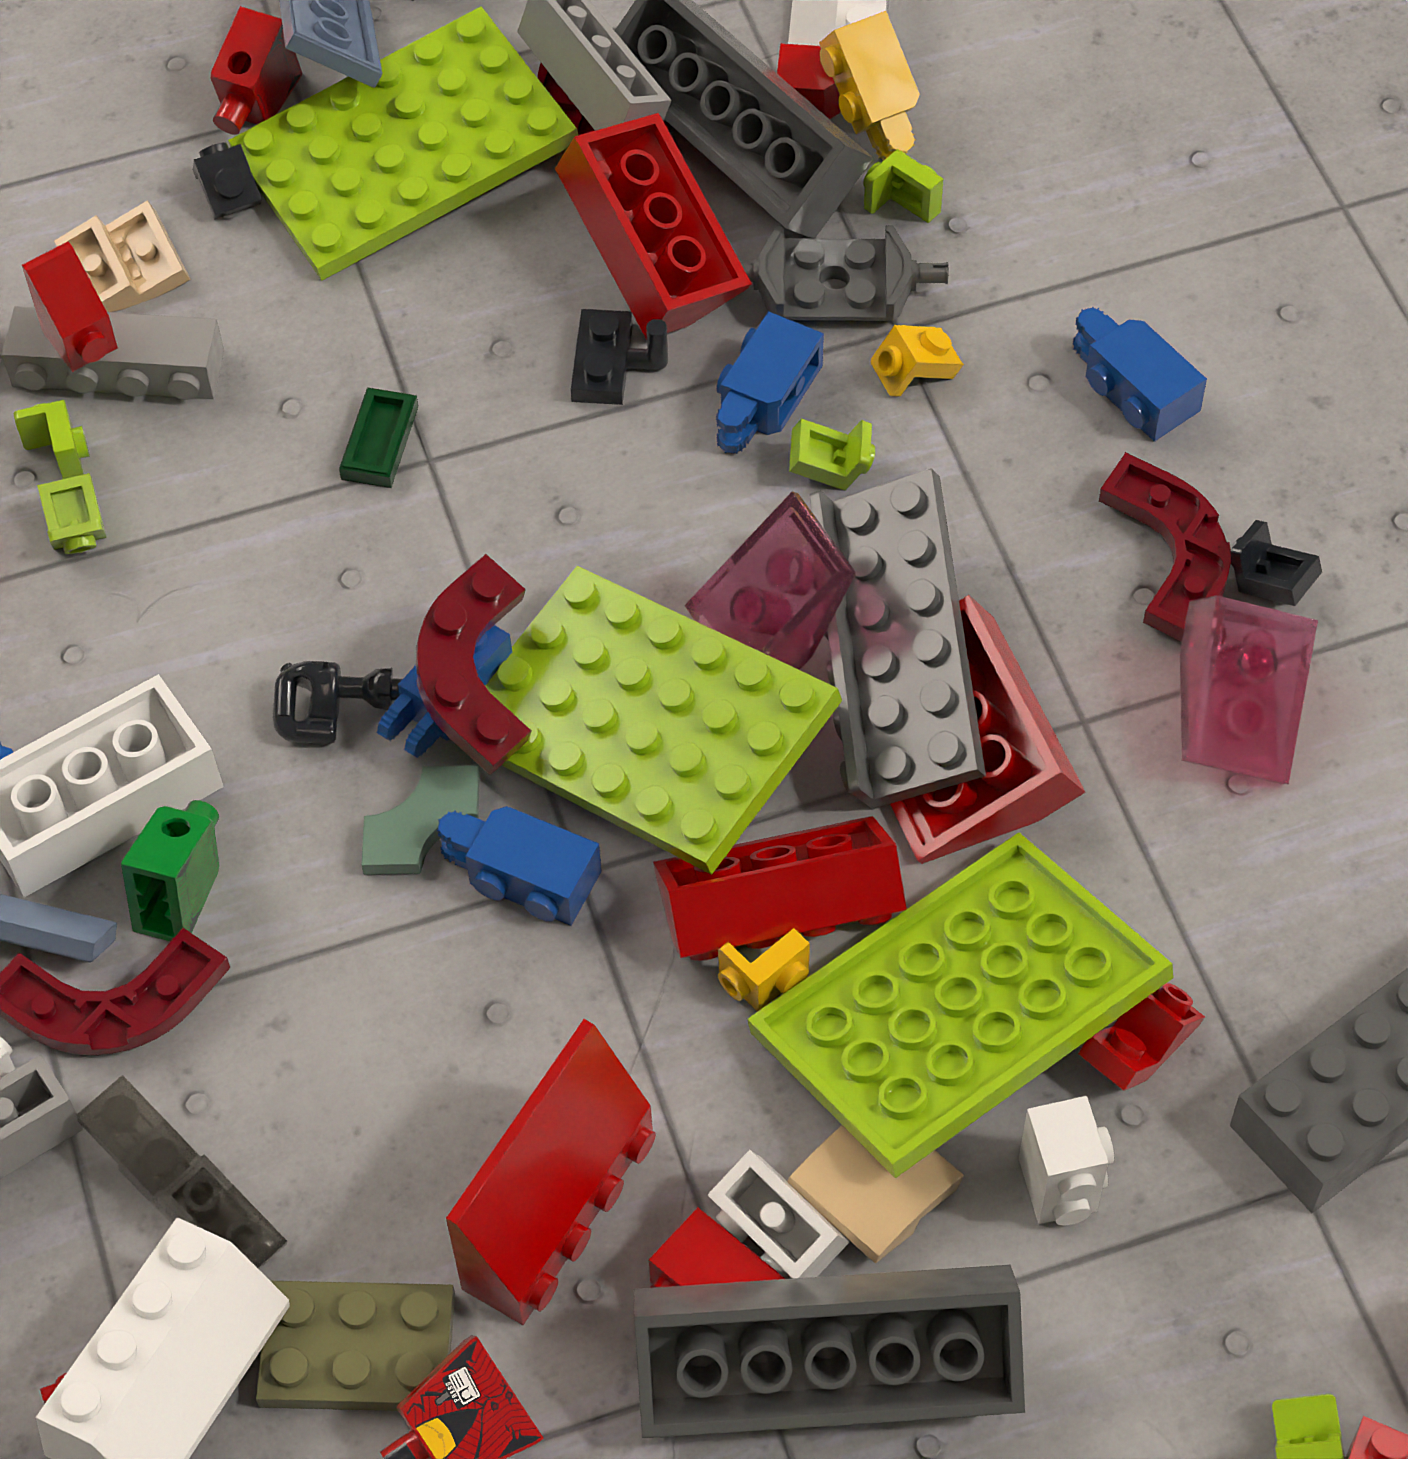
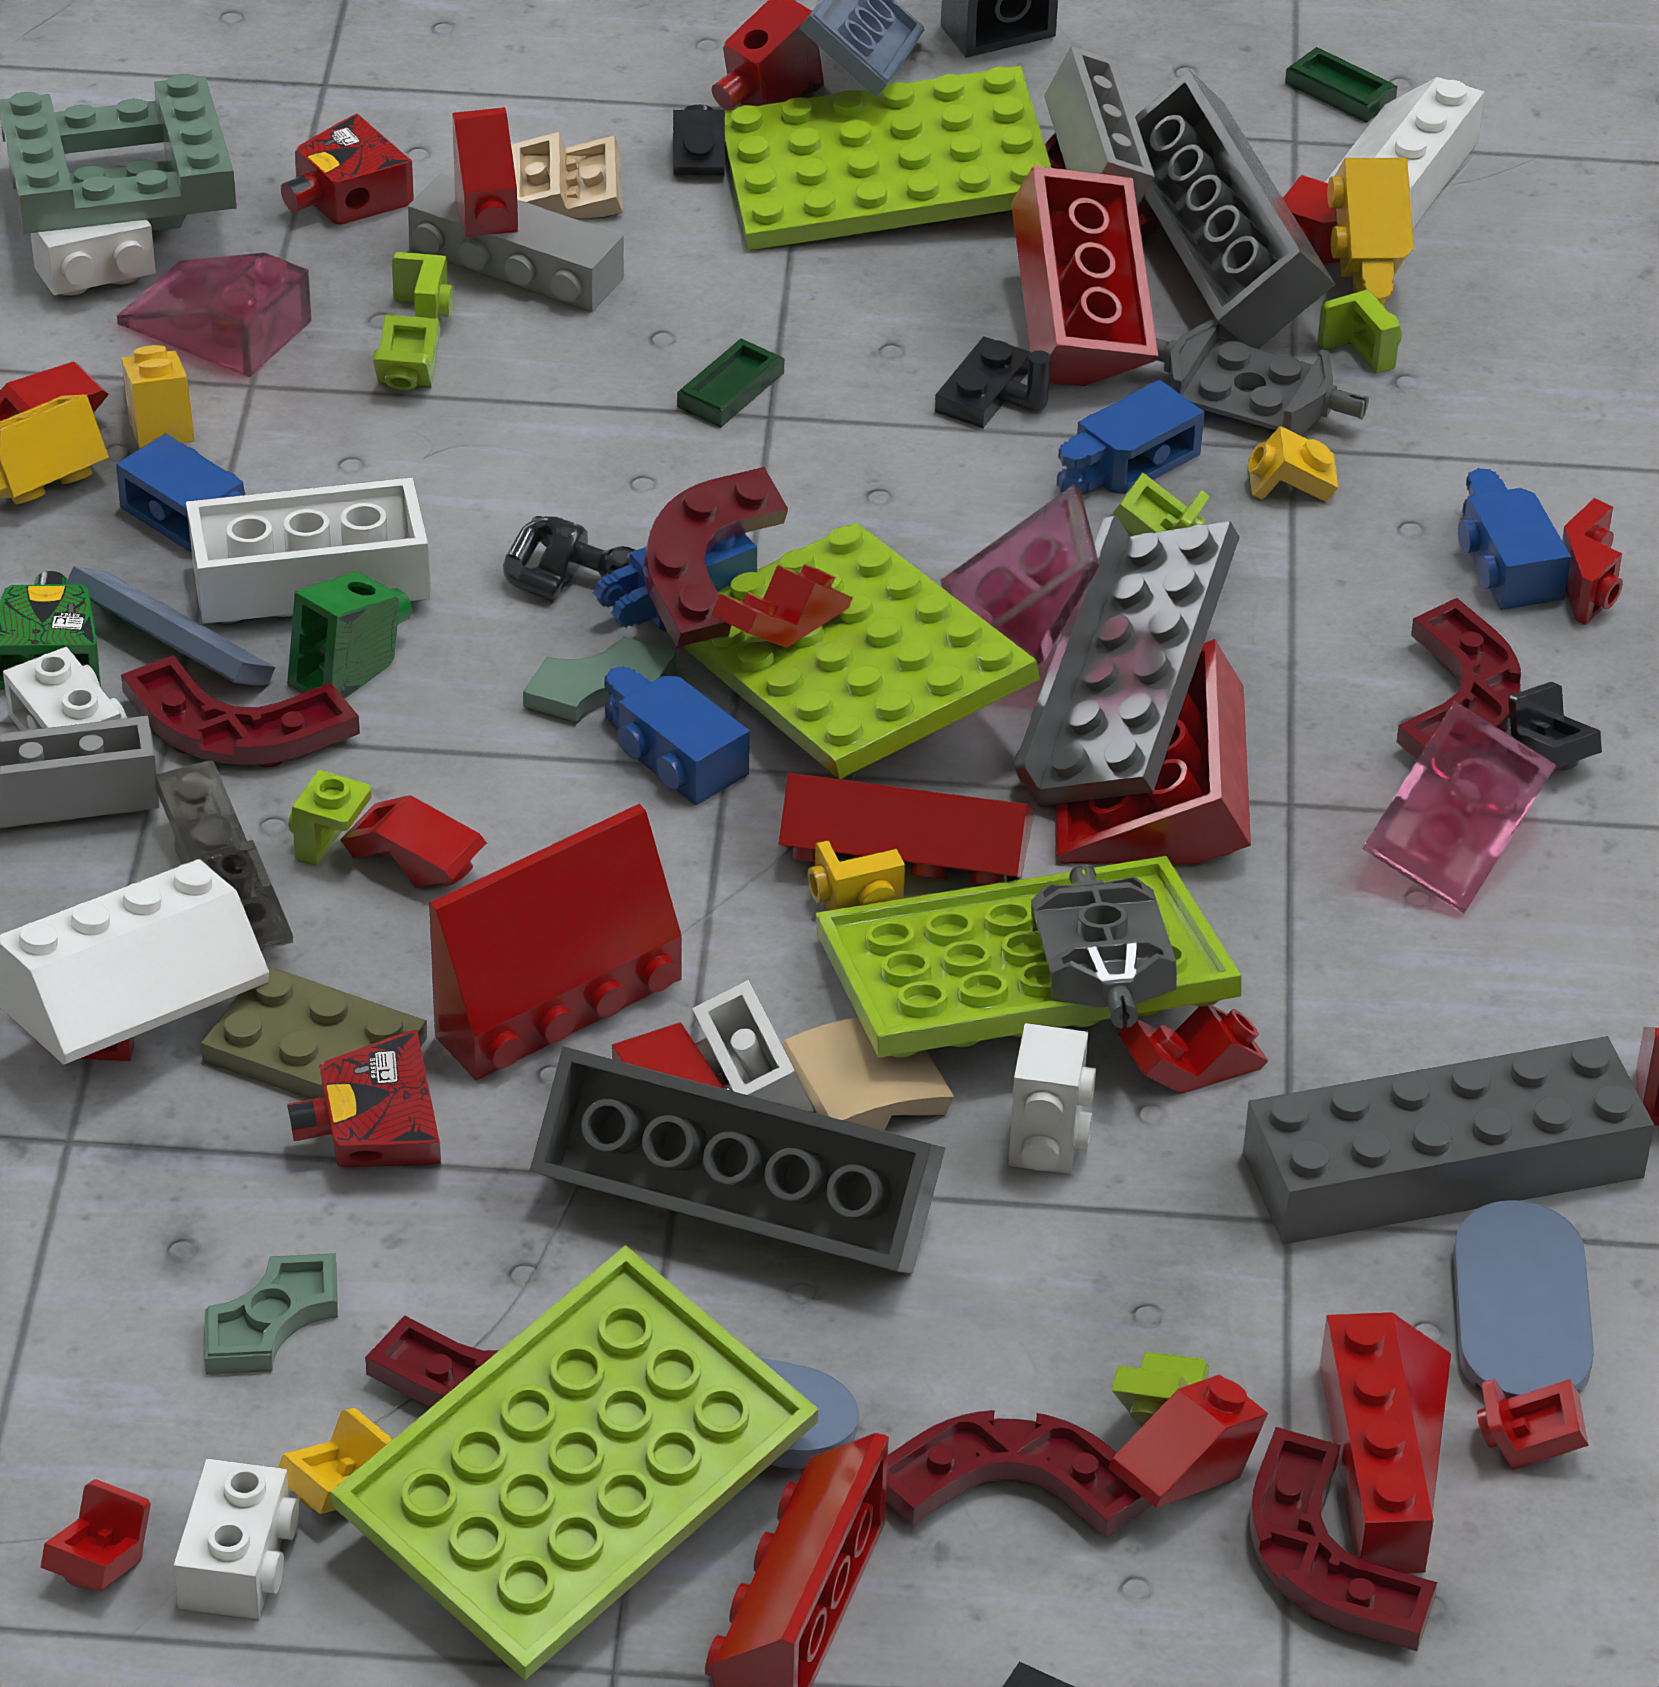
camera: 20 degrees right, 15 degrees down
(254, 1082) = (324, 811): none -> lime bracket
(347, 1077) = (420, 839): none -> red slope
(578, 702) = (790, 608): none -> red slope
(1047, 1007) = (1104, 943): none -> dark grey plate
(1225, 386) = (1594, 565): none -> red slope

